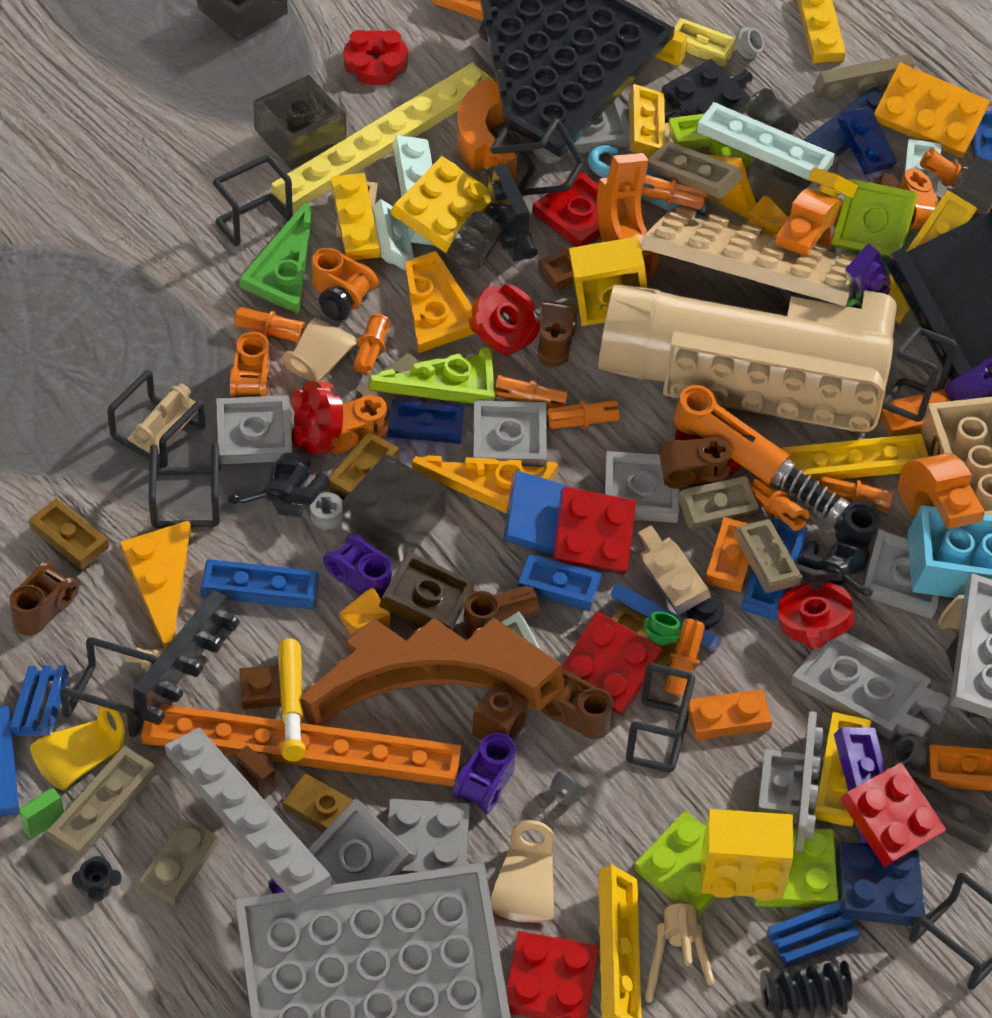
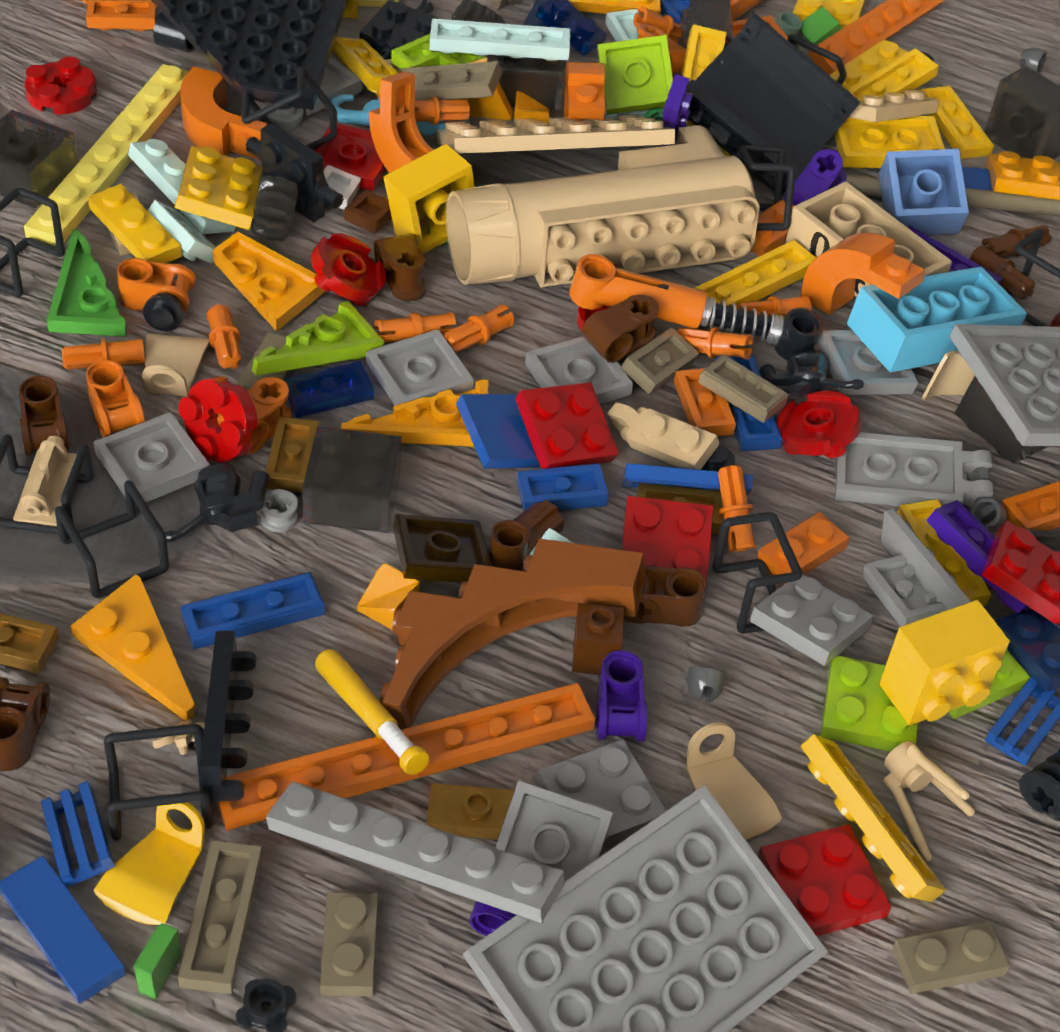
camera: 30 degrees left, 5 degrees down
(191, 361) = (40, 413): none -> reddish brown piece
(256, 770) = (379, 795): reddish brown plate -> none
(260, 686) = (320, 714): reddish brown plate -> none
(359, 566) = (355, 548): dark purple piece -> none
(549, 236) = (342, 183): none -> white plate
(662, 628) = (702, 487): green plate -> none
(687, 774) = (812, 619): none -> light grey plate
(832, 184) = (586, 50): yellow plate -> none

